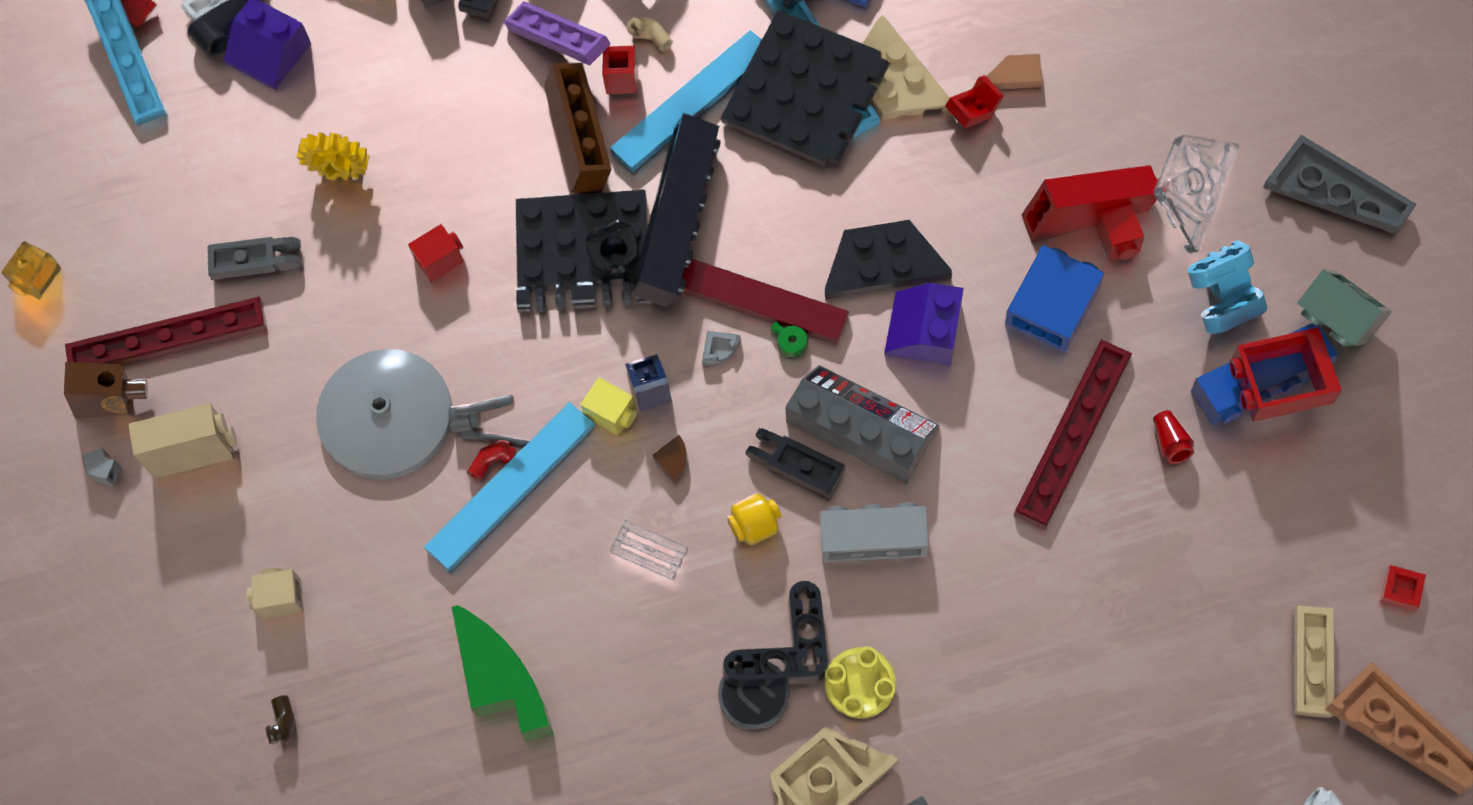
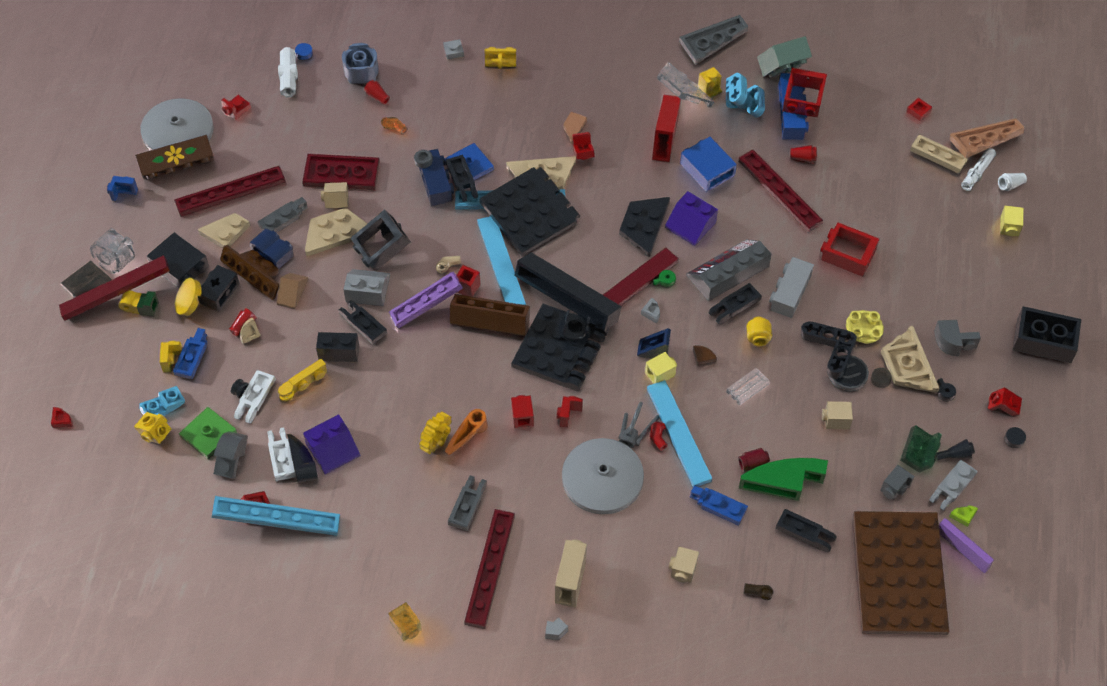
camera: 70 degrees left, 10 degrees down
(100, 389) = (510, 608): reddish brown torso -> none
(366, 196) = (467, 430): none -> orange piece
(409, 601) = (719, 504): none -> blue hinge
(418, 744) = (805, 530): none -> black hinge
(466, 309) = (569, 404): none -> red bracket
(507, 615) = (753, 459): none -> dark red brick
(655, 709) = (837, 415): none -> tan brick
(773, 750) = (881, 377): none -> clear smoke tile
(1006, 627) = (843, 260): none -> red window
(1120, 231) = (688, 124): red brick -> none
(1229, 223) = (710, 82): none -> yellow brick
(1328, 745) = (975, 173): none -> white pin

